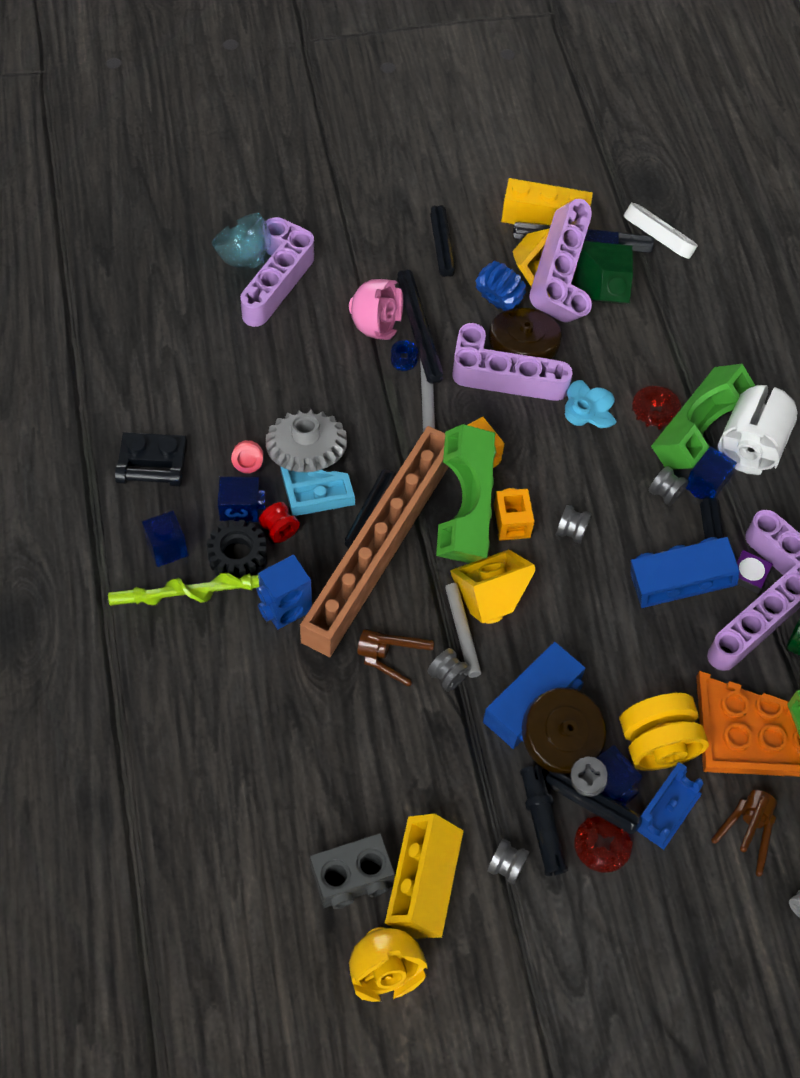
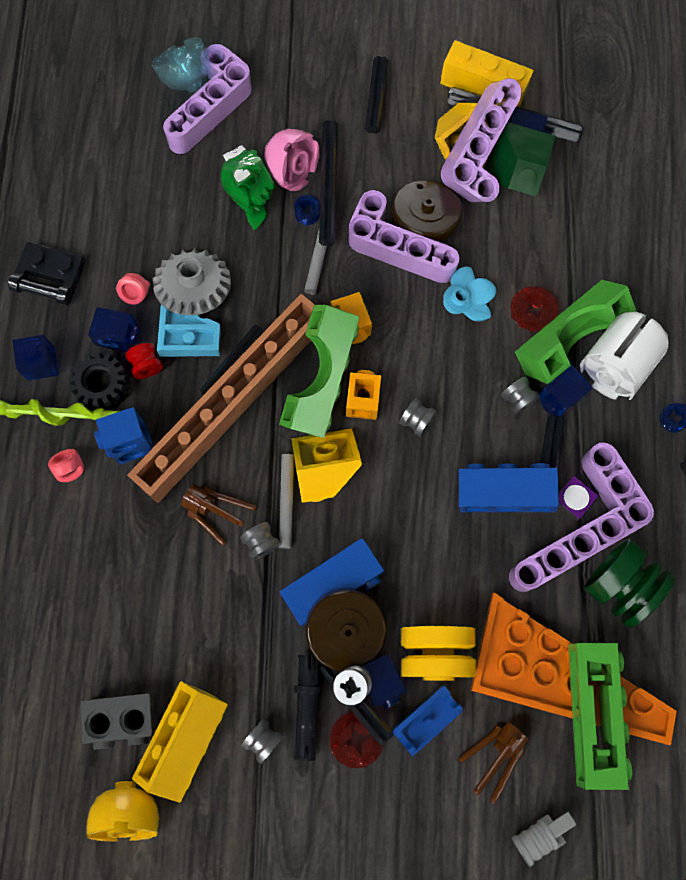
camera: 15 degrees right, 15 degrees up
(223, 634) = (64, 463): none -> coral tile
(340, 338) = (247, 183): none -> green piece
(500, 285) = (416, 155): blue gear -> none
(660, 230) = (592, 121): white beam -> none

